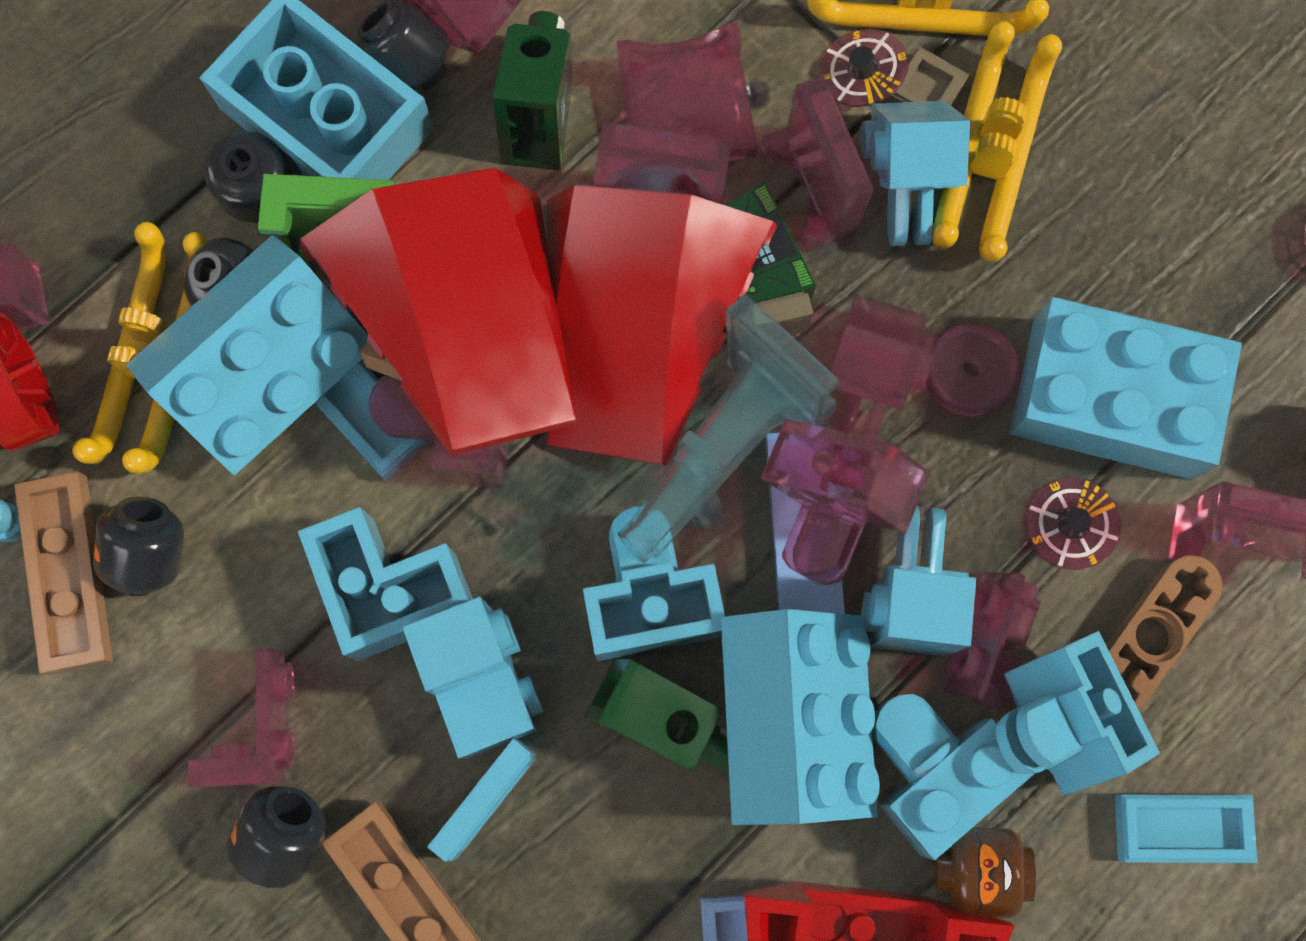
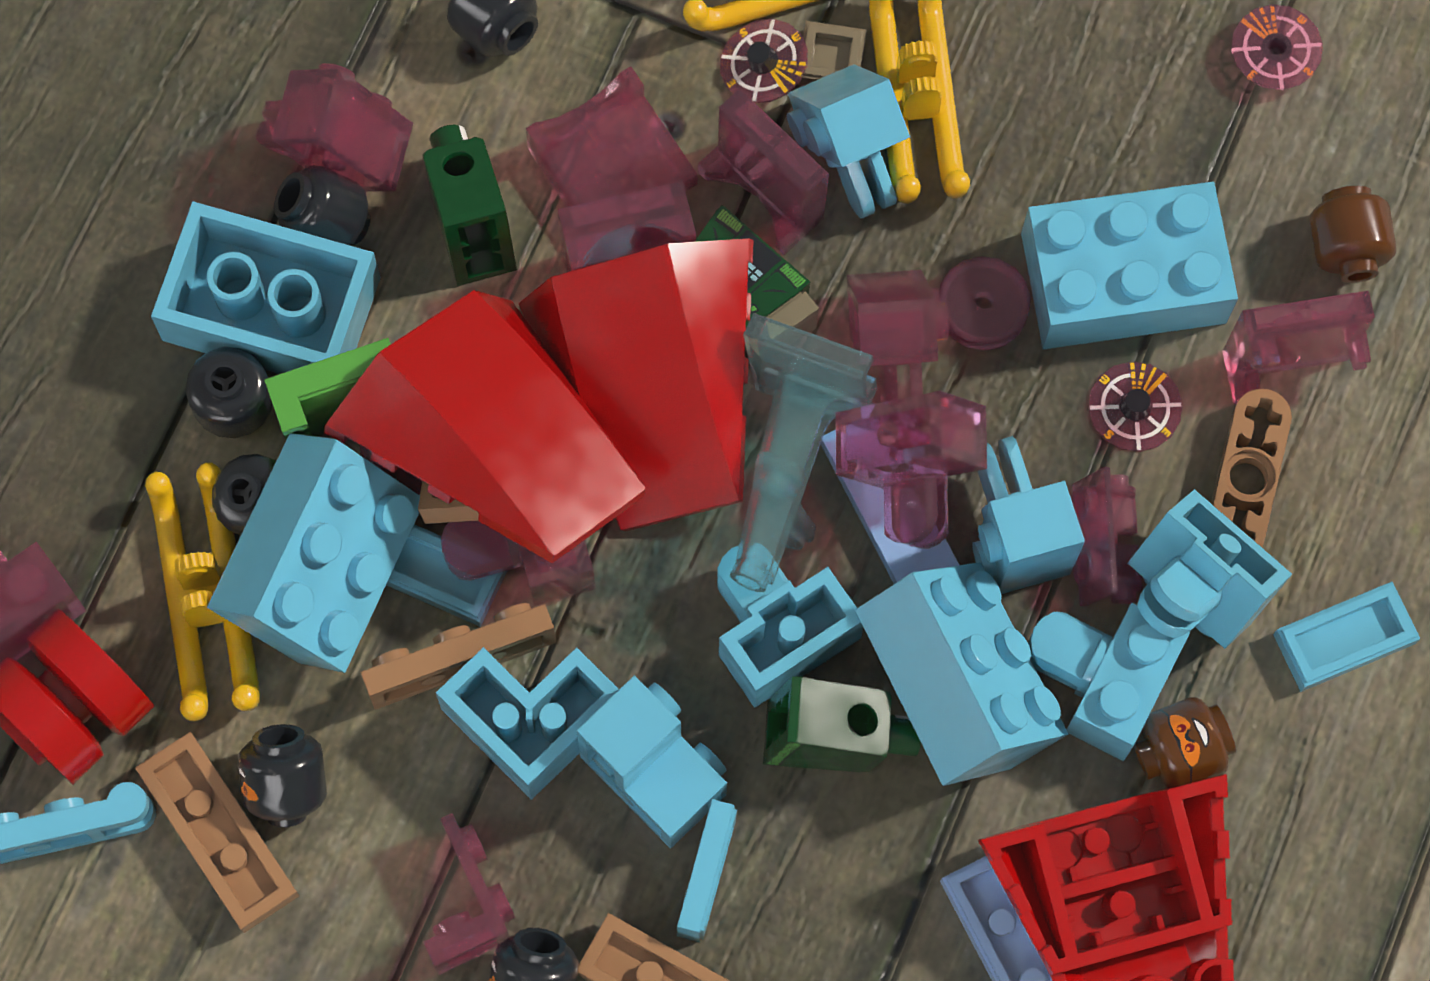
camera: 25 degrees left, 5 degrees down
(289, 497) = (406, 674): none -> medium nougat plate

